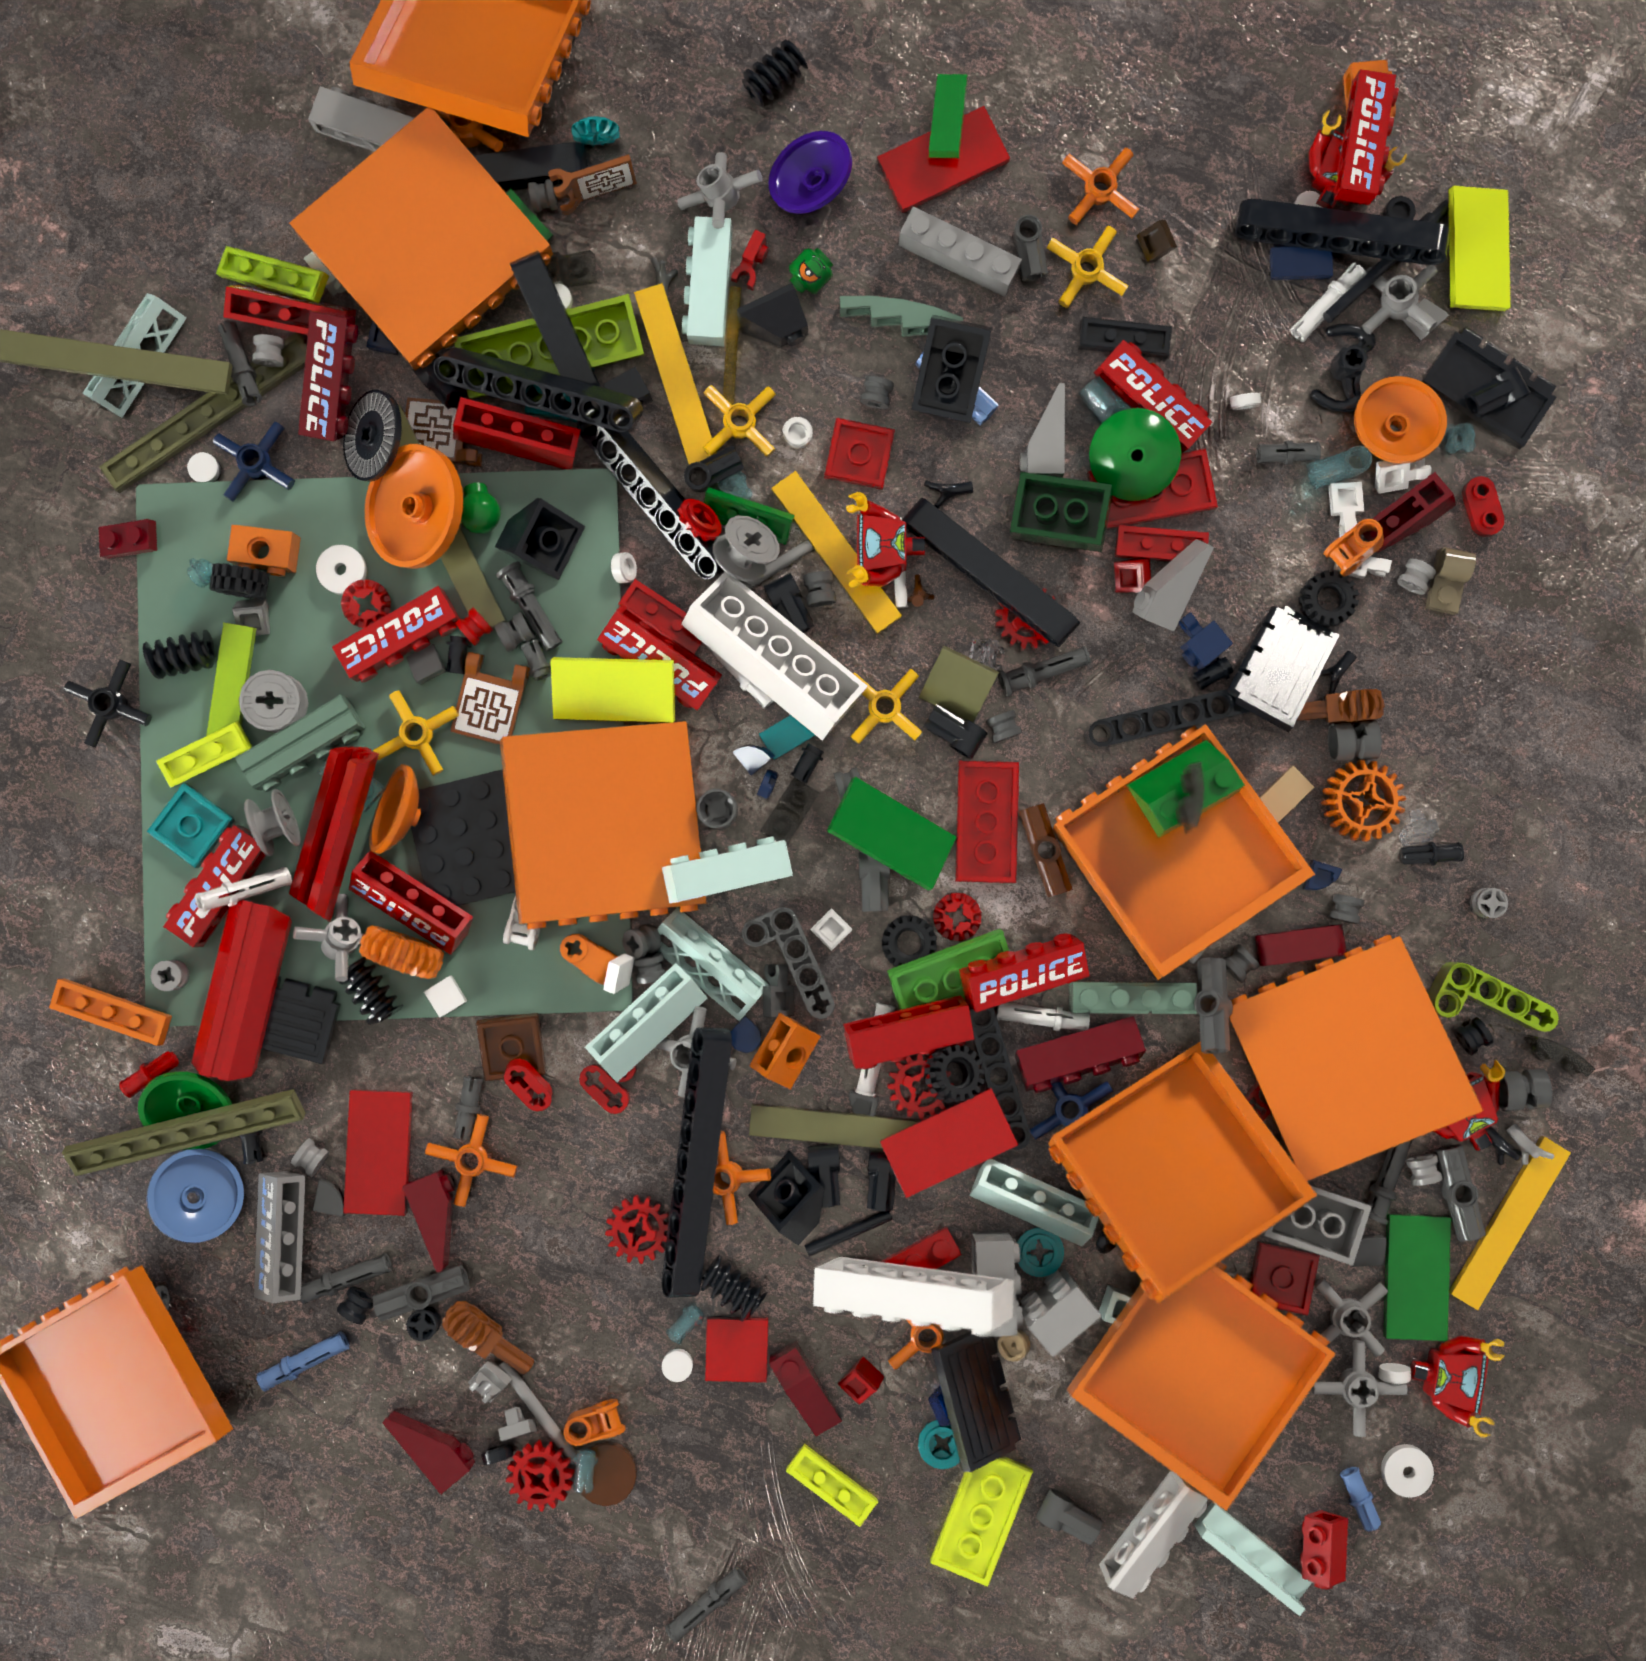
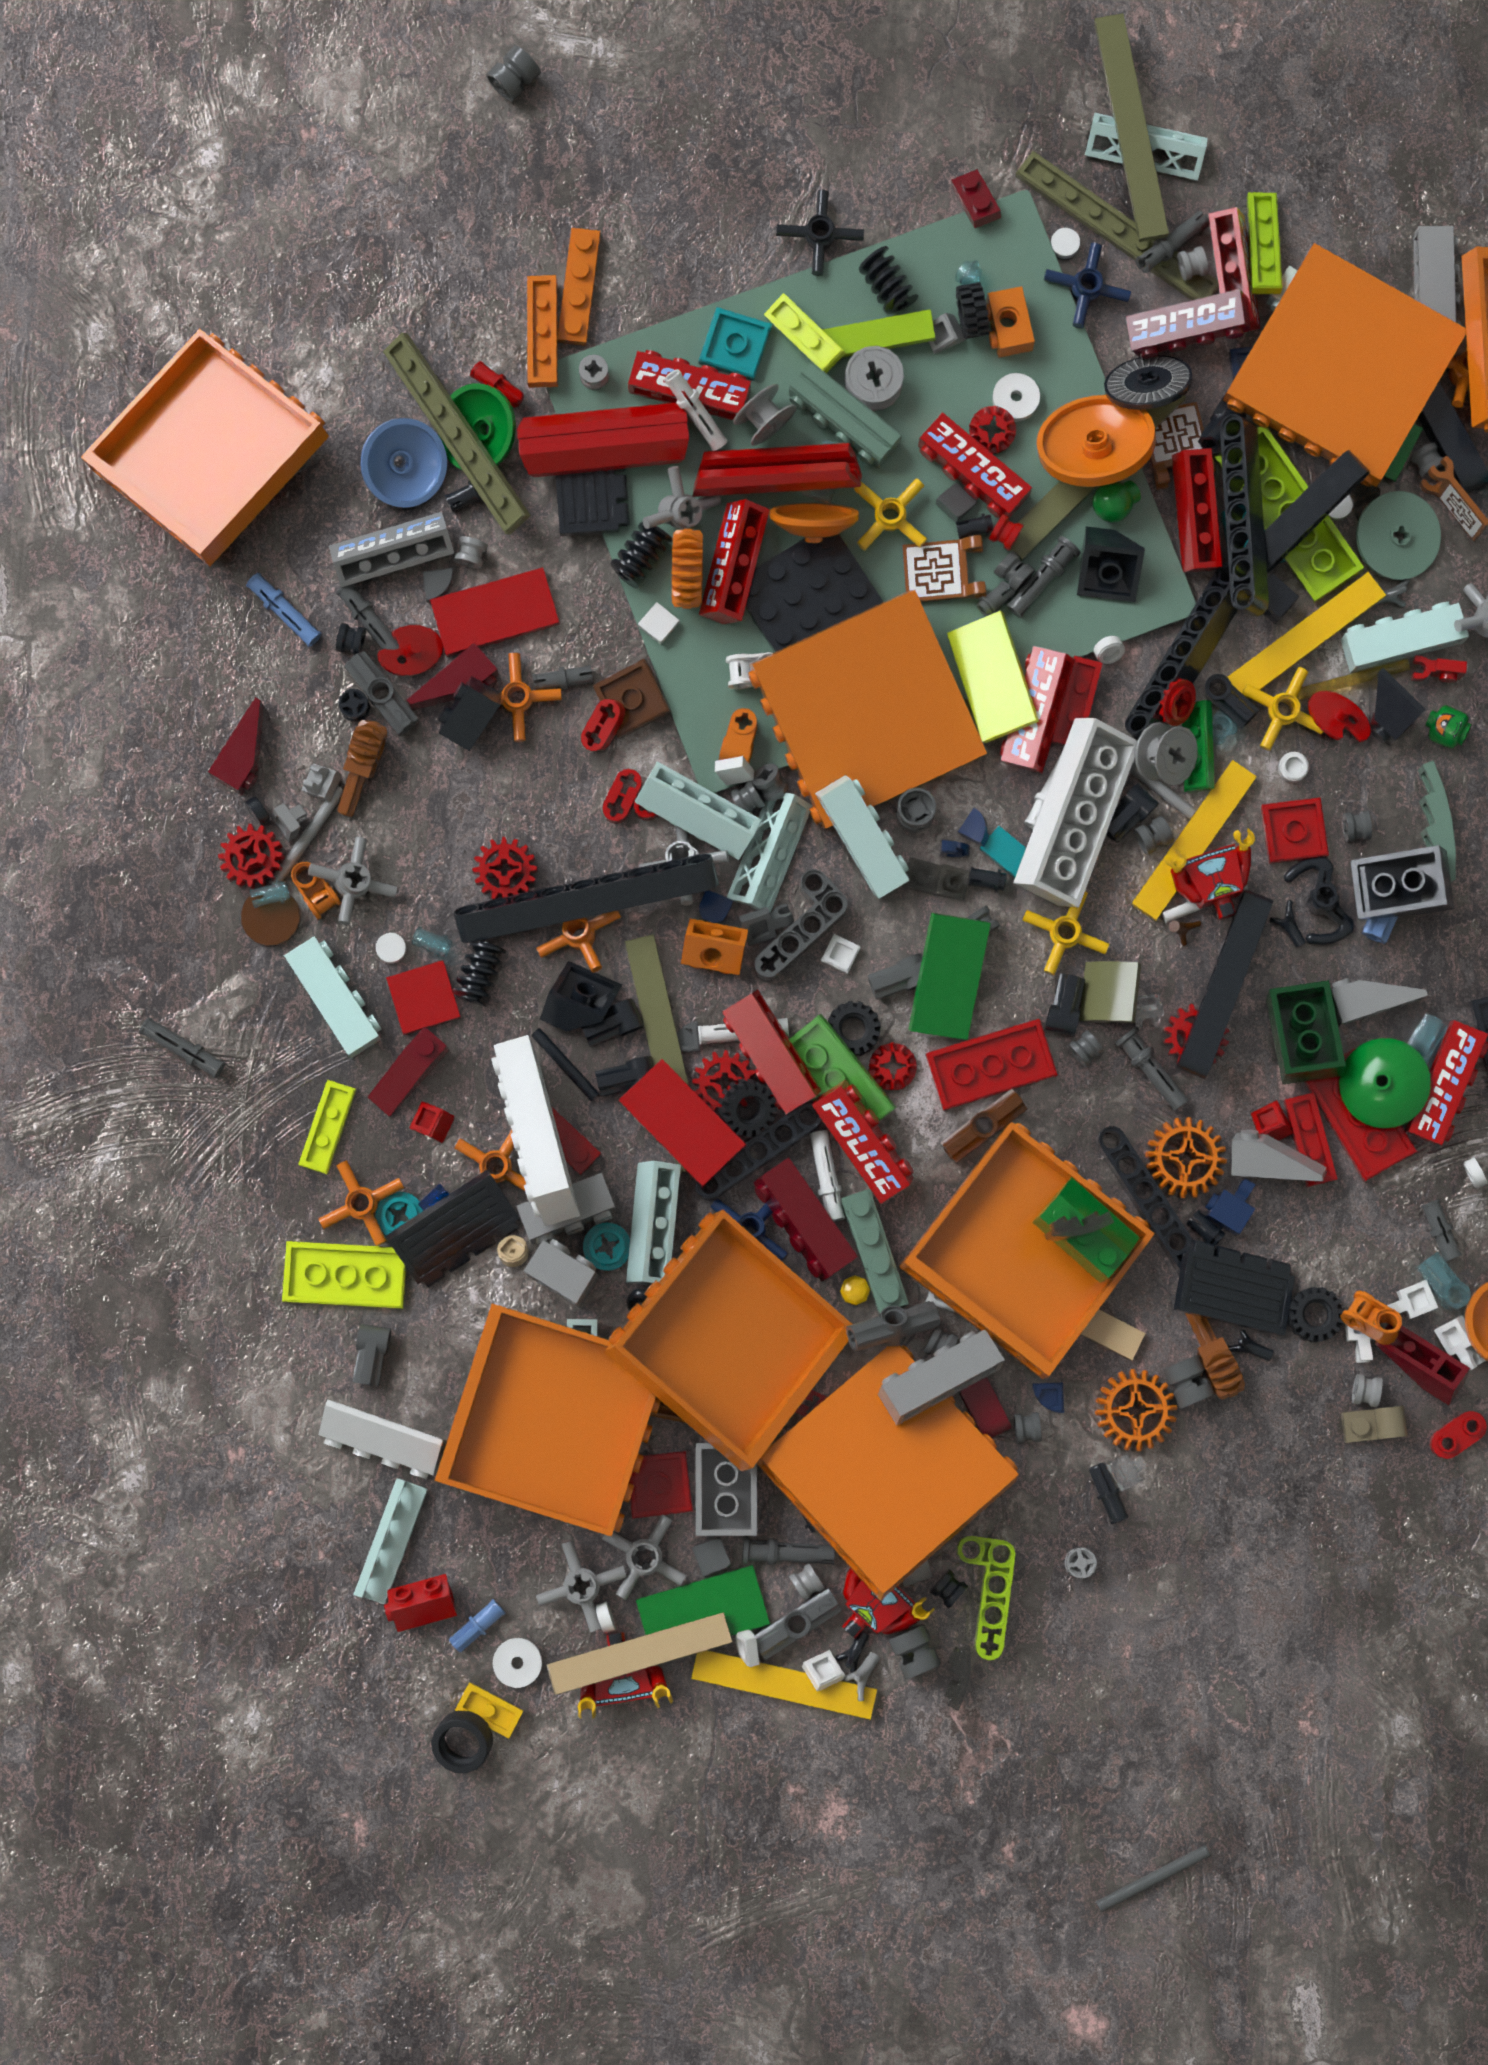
camera: 70 degrees right, 5 degrees down
(78, 959) = (578, 286): none -> orange plate
(389, 1239) = (417, 645): none -> red piece
(471, 1214) = (469, 713): none -> black brick
(588, 238) = (1395, 557): none -> sand green piece
(600, 1397) = (342, 885): none -> light grey bar
(707, 1439) = (332, 996): none -> light aqua brick
(759, 377) = (1331, 715): none -> red piece
(923, 1489) = (356, 1191): none -> orange bar
(935, 450) = (1323, 900): none -> black piece
(1153, 673) = (1186, 1143): none -> orange gear
(1160, 1027) = (854, 1290): none -> yellow tile
(1280, 977) = (940, 1376): none -> light grey brick
(1445, 1514) = (498, 1713): none -> yellow plate
(1446, 1358) = (639, 1653): none -> tan tile
(1457, 1541) = (455, 1762): none -> black tyre
(1469, 1248) = (747, 1647): none -> white tile
(1512, 1182) = (823, 1670): none -> white tile

